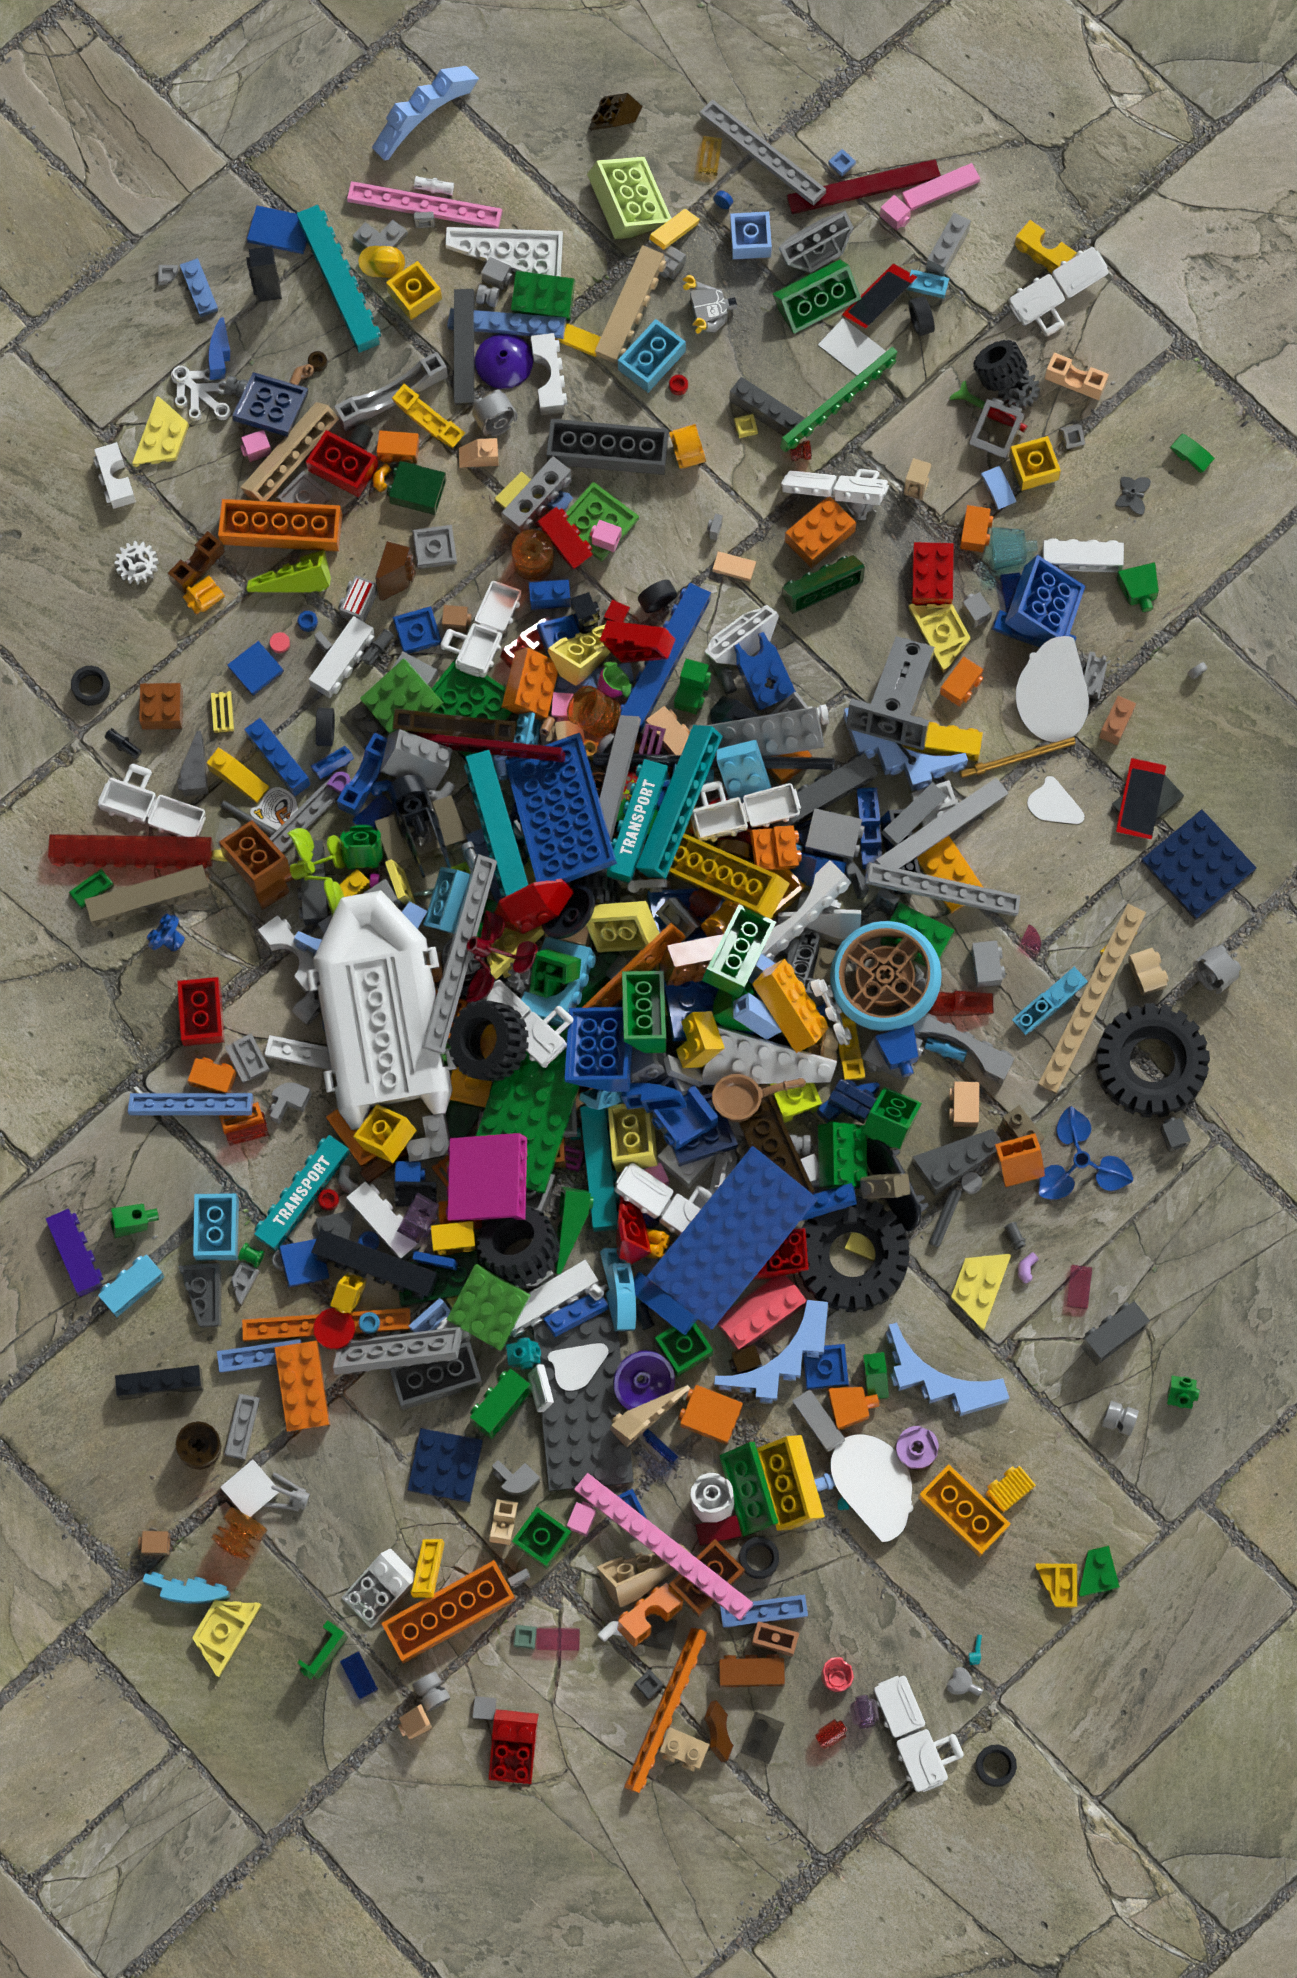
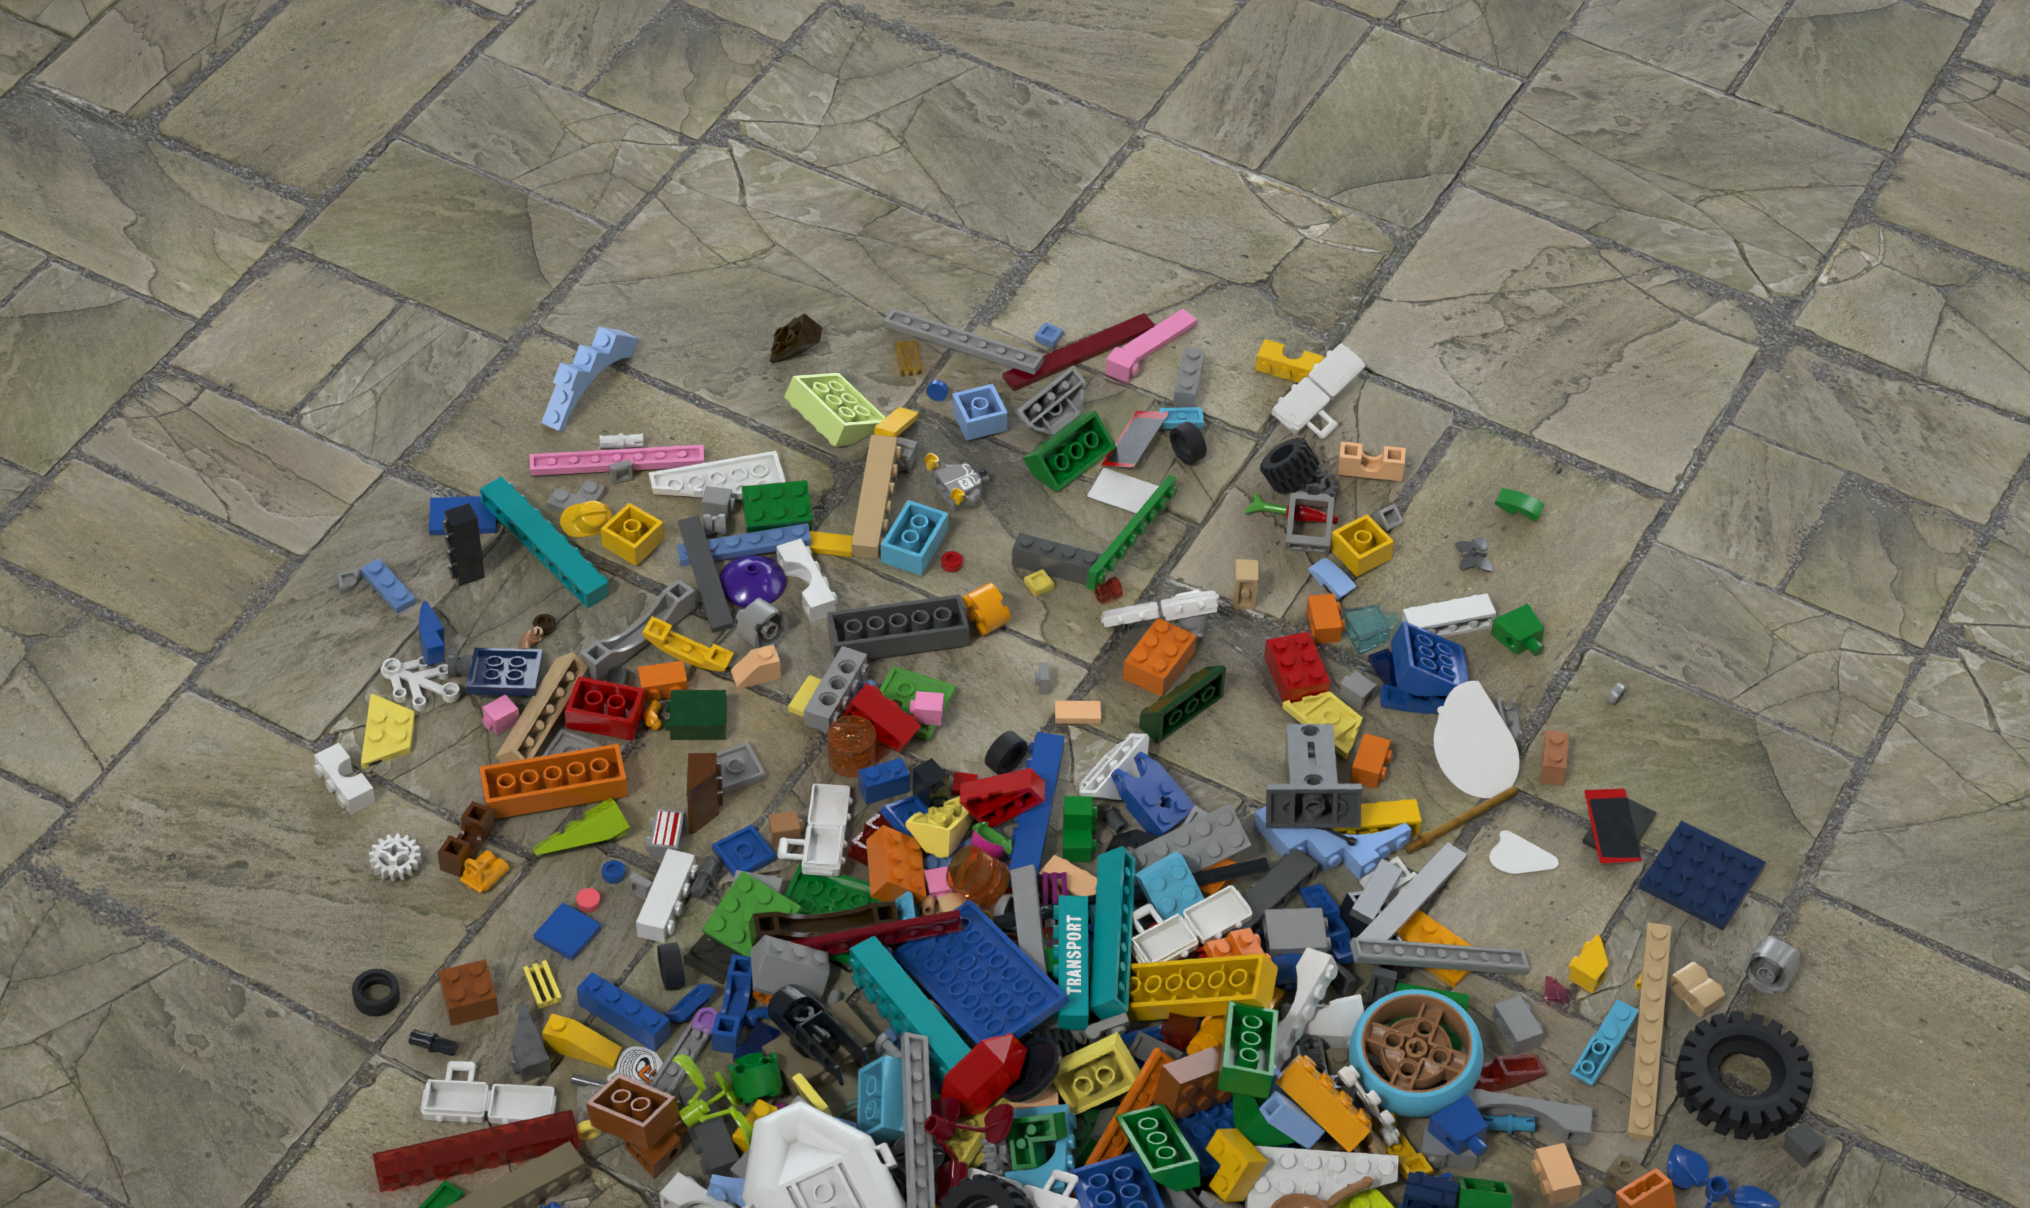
camera: 20 degrees left, 25 degrees down
(1068, 926) = (1590, 966): none -> yellow slope

